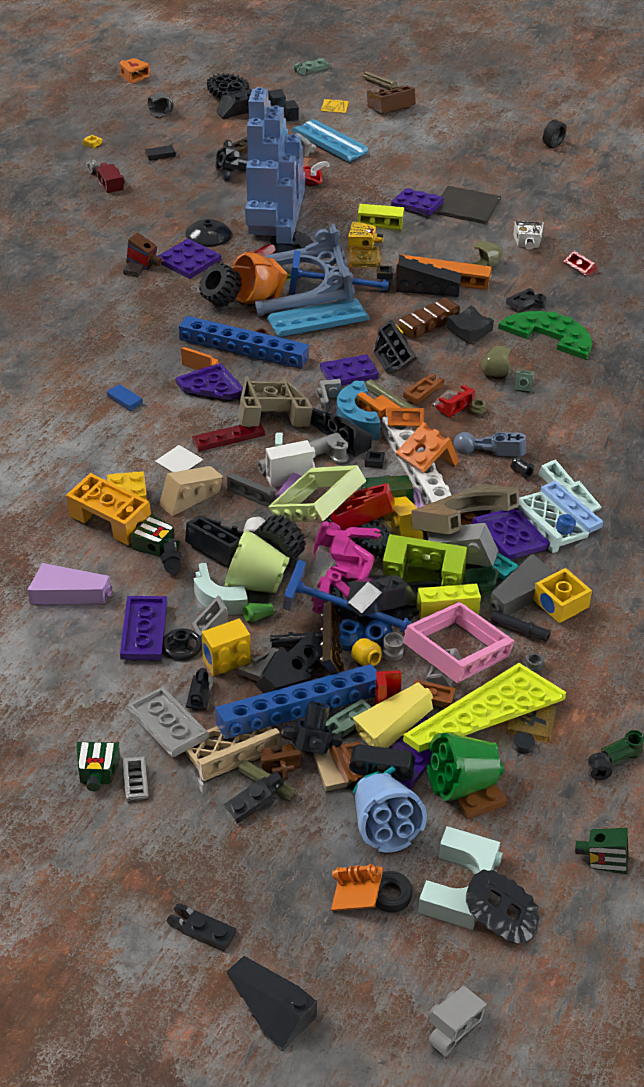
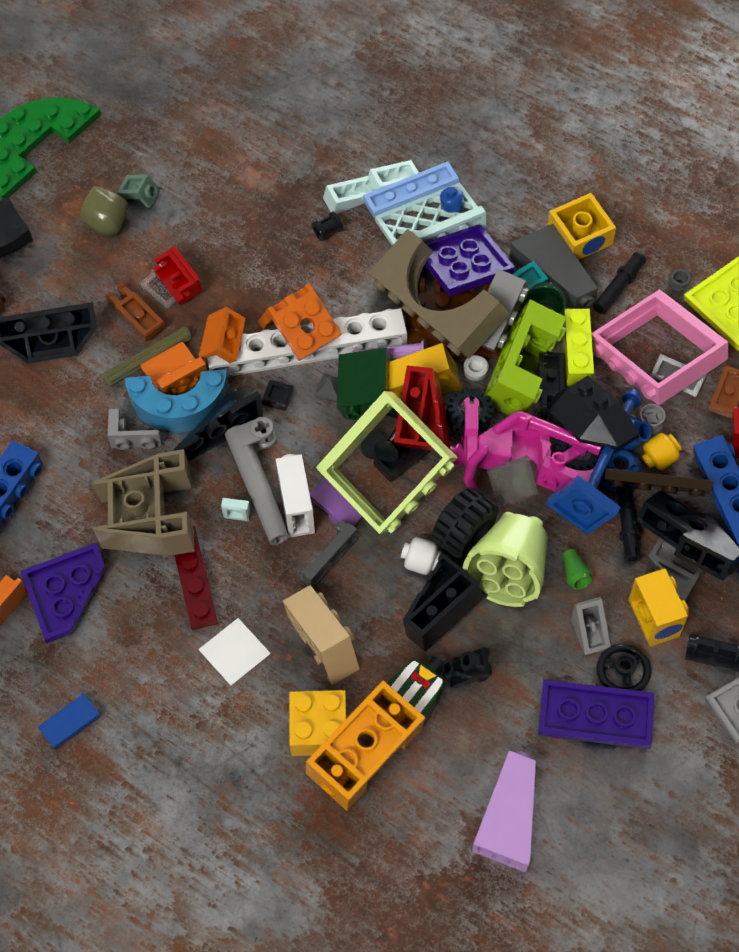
camera: 80 degrees left, 20 degrees up
(206, 591) = (543, 623): light aqua arch -> none
(350, 369) = (67, 401): dark purple plate -> none
(478, 407) = (190, 253): olive plate -> none
(500, 443) = (264, 281): sand blue beam -> none

